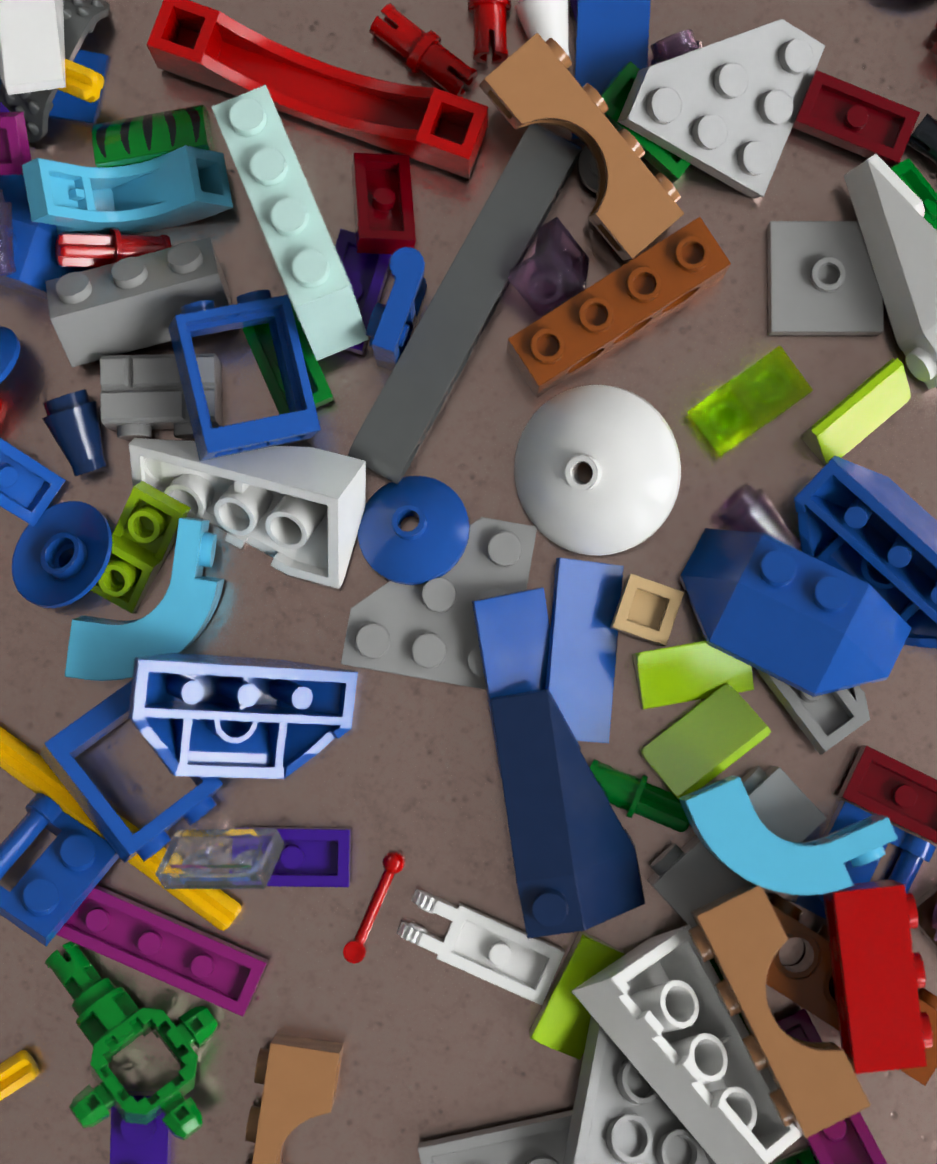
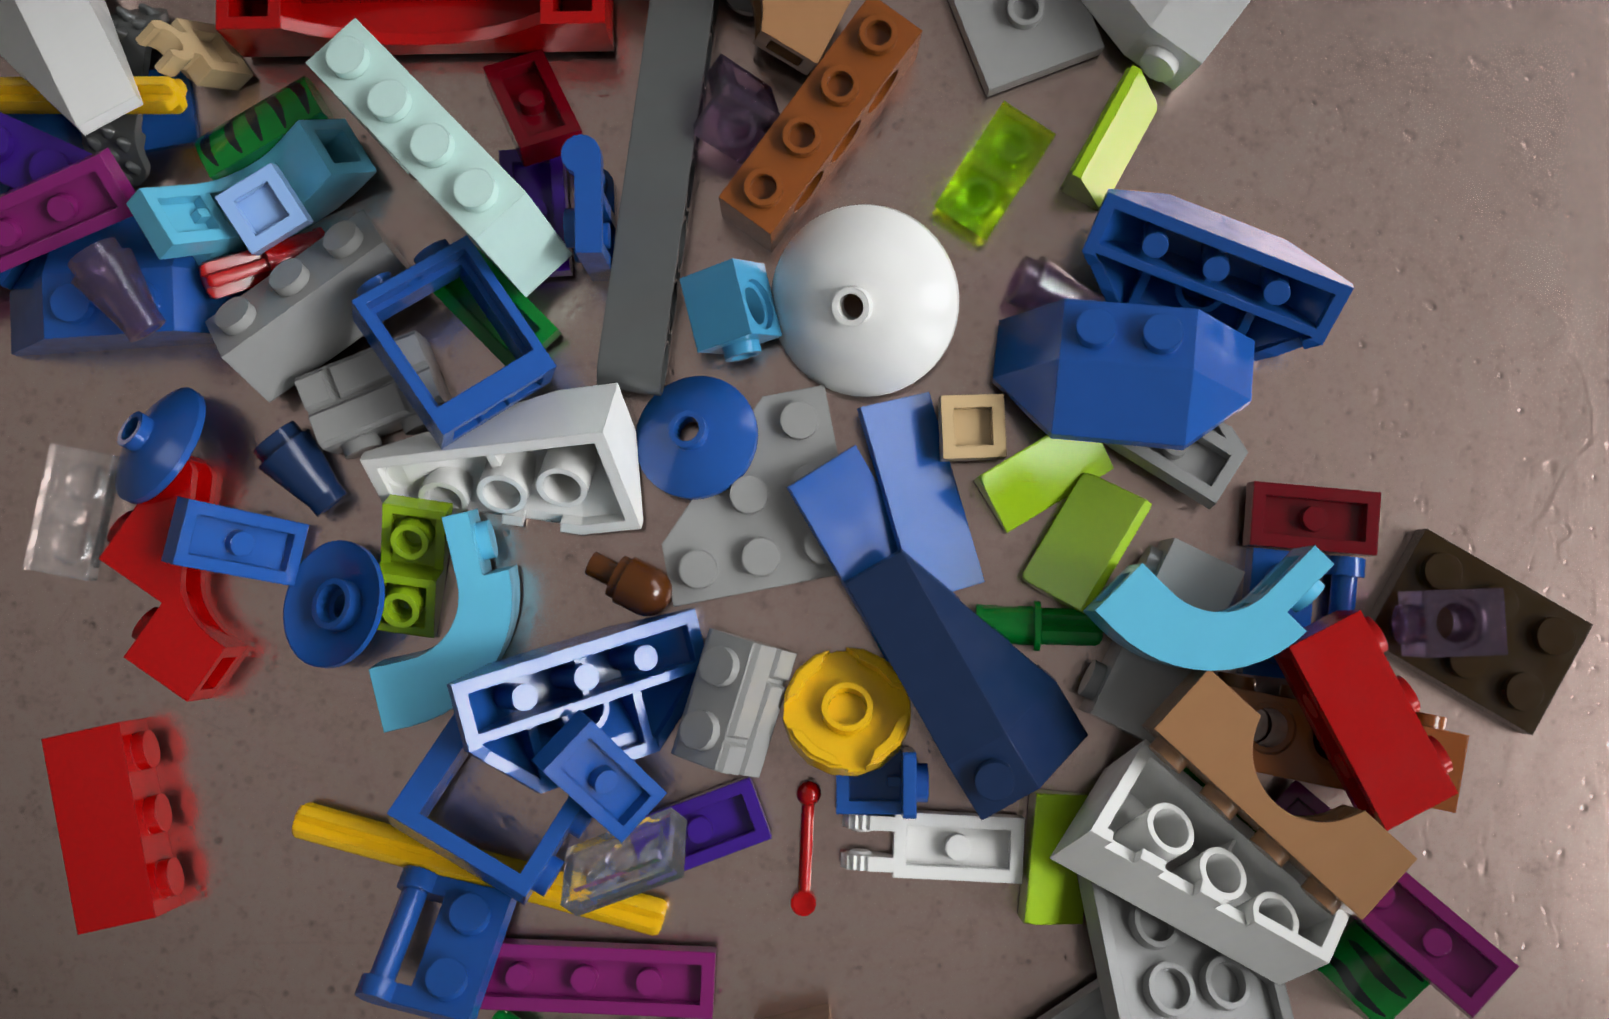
camera: 25 degrees left, 0 degrees up
(122, 53) = (196, 52): none -> tan plate
(130, 209) = (264, 209): none -> light blue plate
(228, 780) = (599, 776): none -> blue plate
(314, 631) = (632, 583): none -> reddish brown cylinder
(360, 763) = (733, 704): none -> light grey brick
(450, 806) = (846, 712): none -> yellow tile
(456, 874) = (887, 790): none -> blue bracket
(483, 435) = (731, 309): none -> dark azure brick

